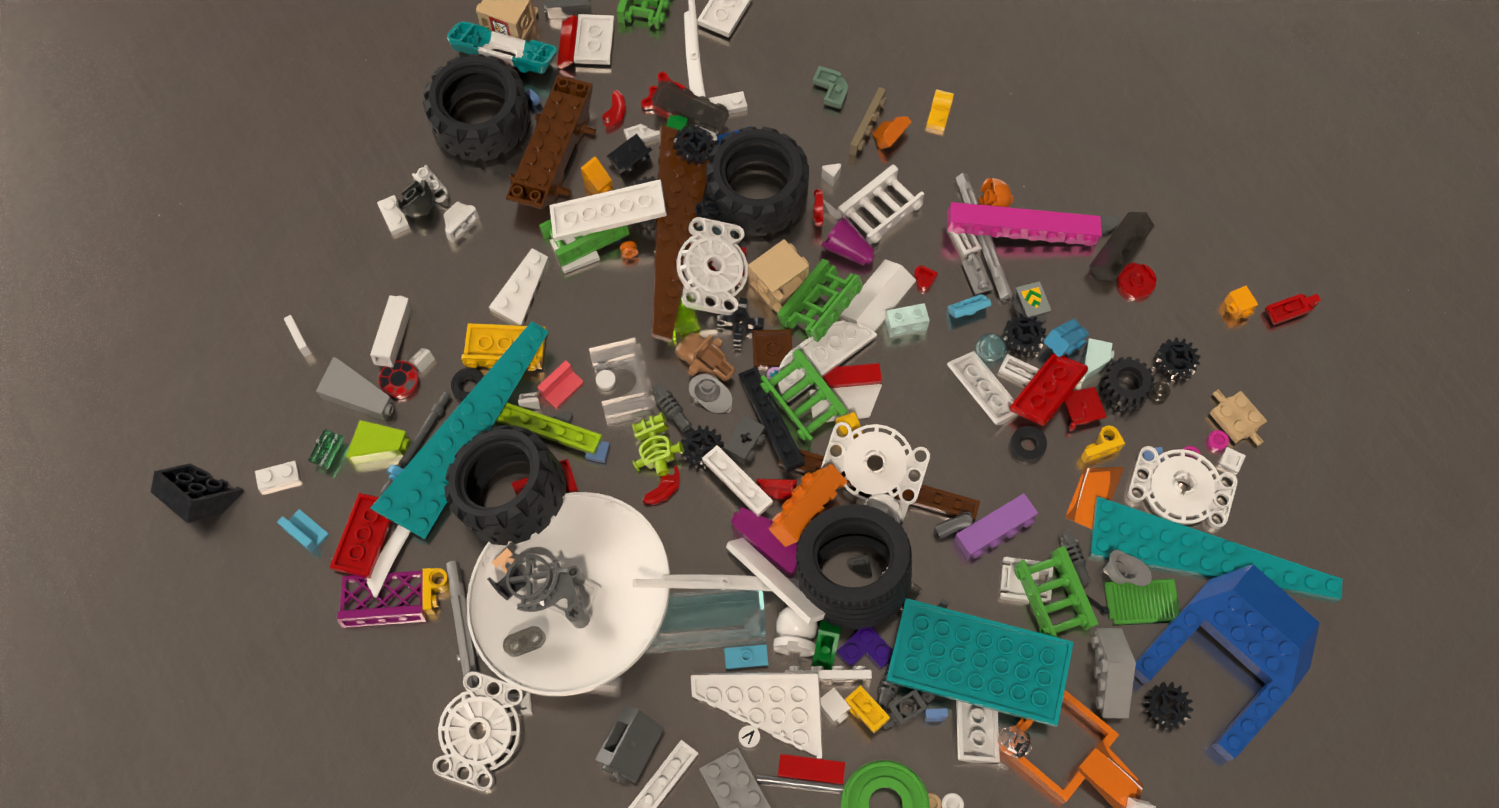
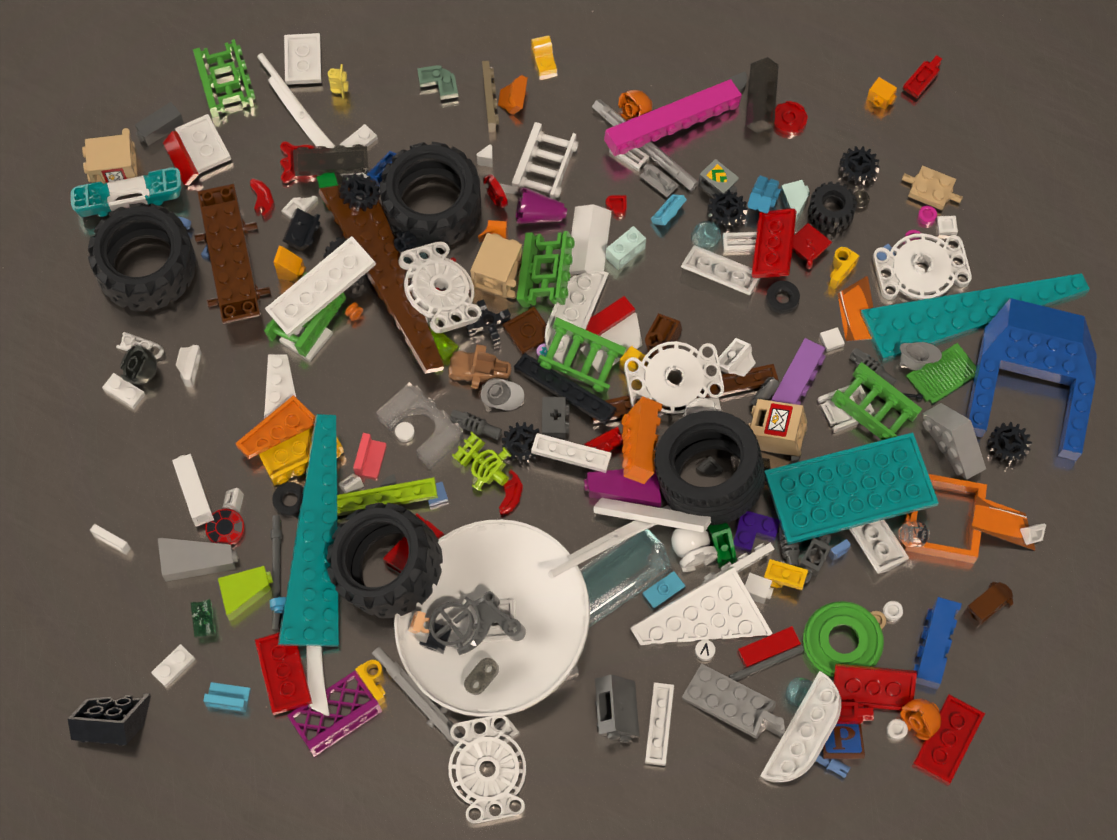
camera: 30 degrees left, 0 degrees up
(497, 315) = (278, 427): none -> orange wing
(741, 41) = (338, 81): none -> light yellow hinge
(798, 240) = (496, 227): none -> orange slope
(892, 414) = (662, 330): none -> reddish brown piece
(945, 564) = (779, 426): none -> tan container
(947, 477) = (737, 358): none -> white slope
(1052, 509) = (832, 339): none -> white tile

